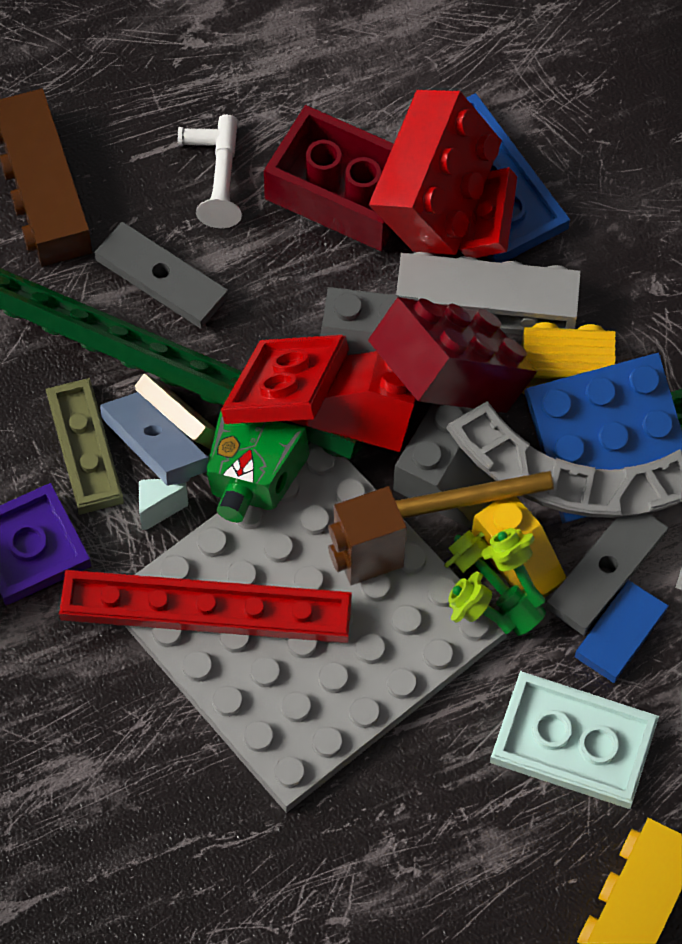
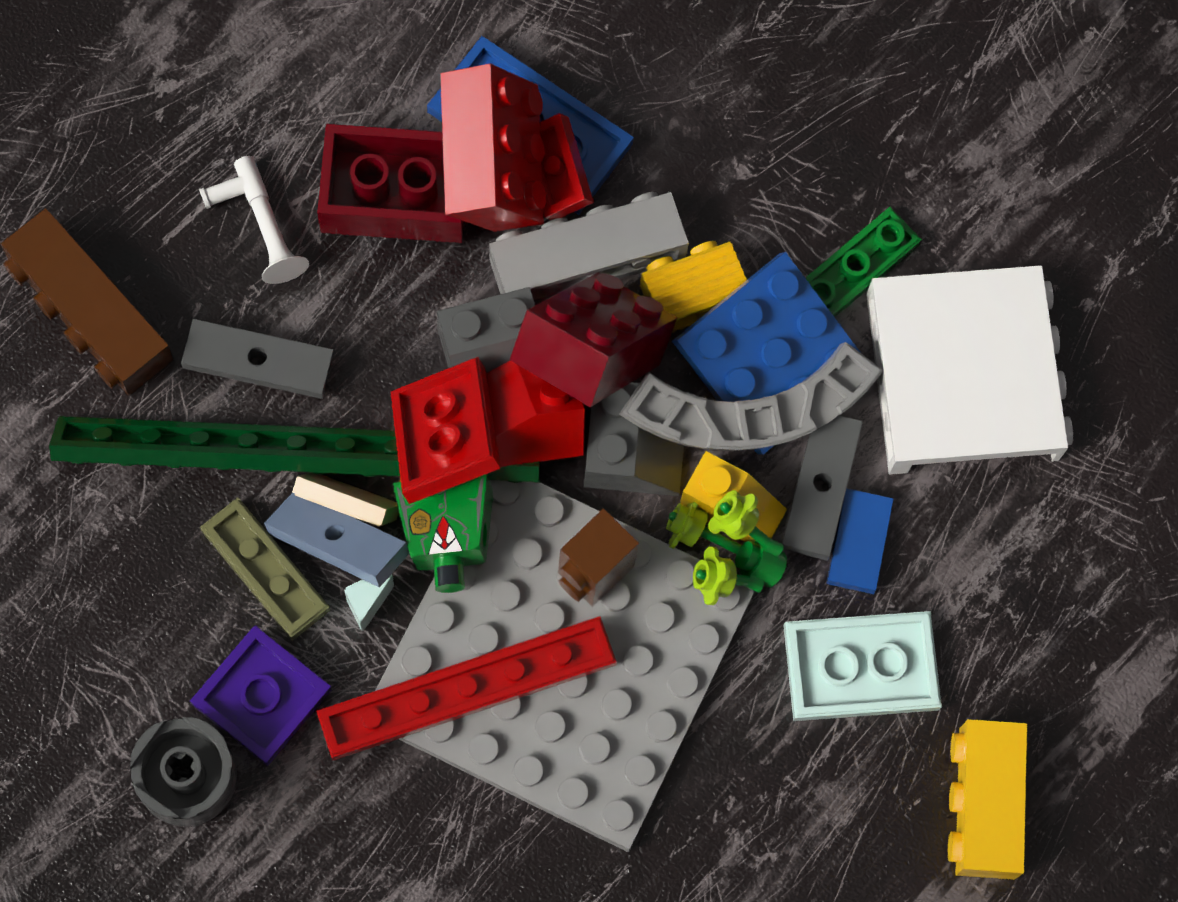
camera: 30 degrees left, 10 degrees up
(476, 494) = (670, 473): pearl gold bar -> none

